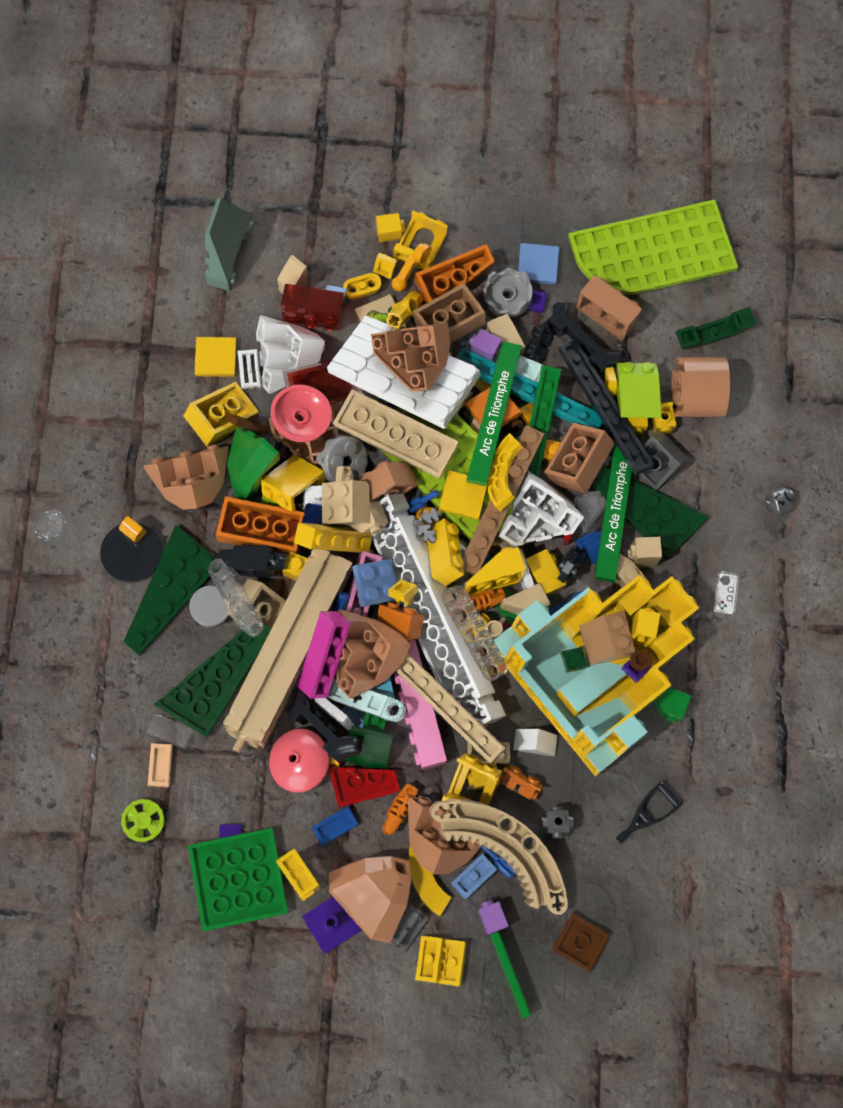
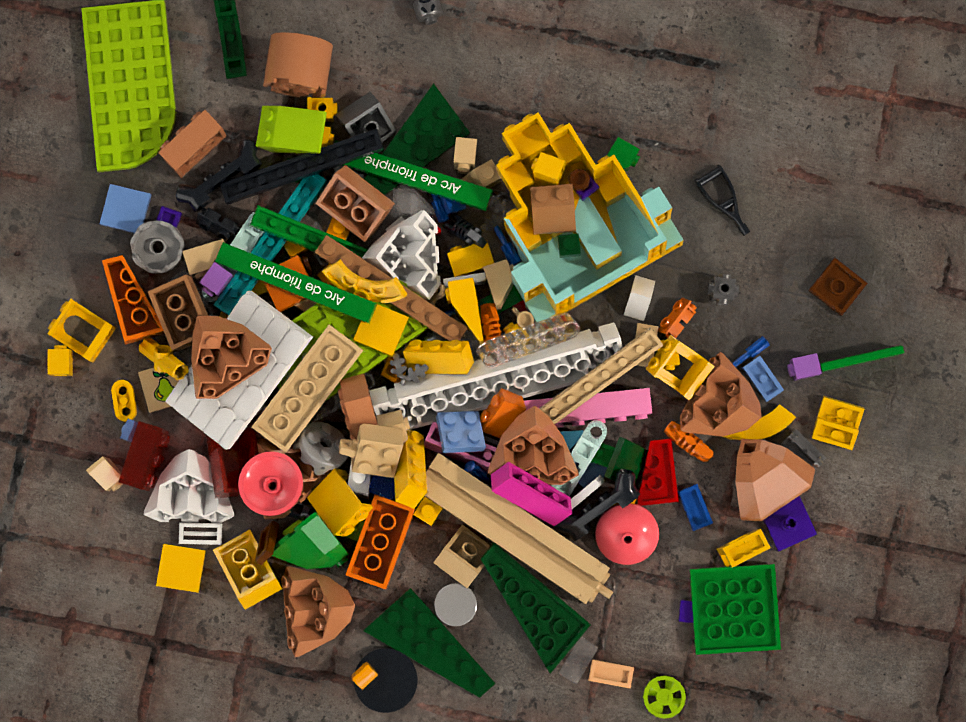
camera: 80 degrees left, 10 degrees up
(222, 241) = (57, 540): sand green wedge -> none
(235, 597) = (456, 576): clear beam -> none
(254, 560) = (417, 553): black hinge -> none
(385, 265) = (104, 372): yellow tile -> none
(403, 592) = (475, 405): yellow tile -> none
(420, 255) = (127, 359): light orange piece -> none
(420, 502) = (379, 373): blue axle -> none
(532, 863) = (720, 362): tan gear -> none
(610, 381) = (273, 156): yellow tile -> none
(726, 592) = (514, 80): clear tile -> none

